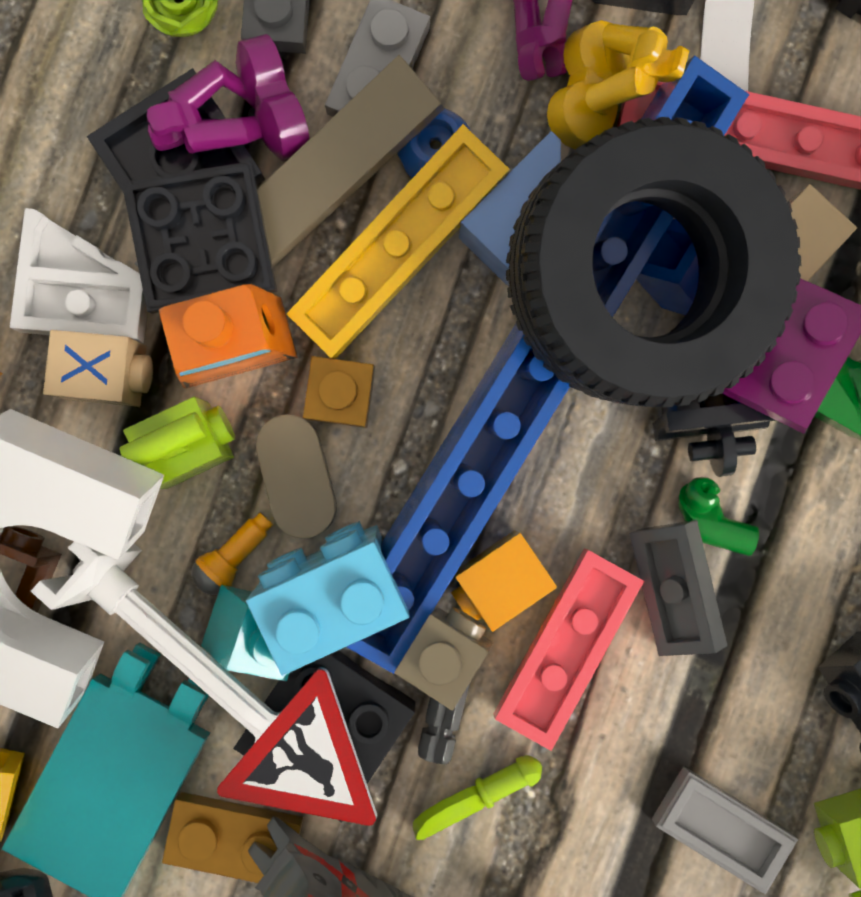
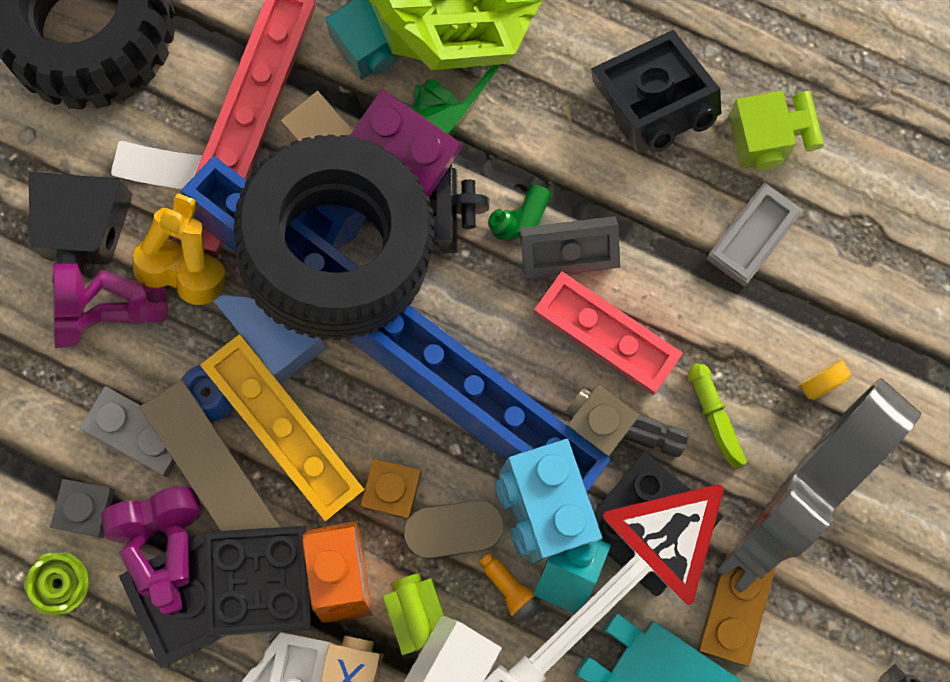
camera: 75 degrees left, 10 degrees down
(502, 581) = (550, 375): light orange brick -> none

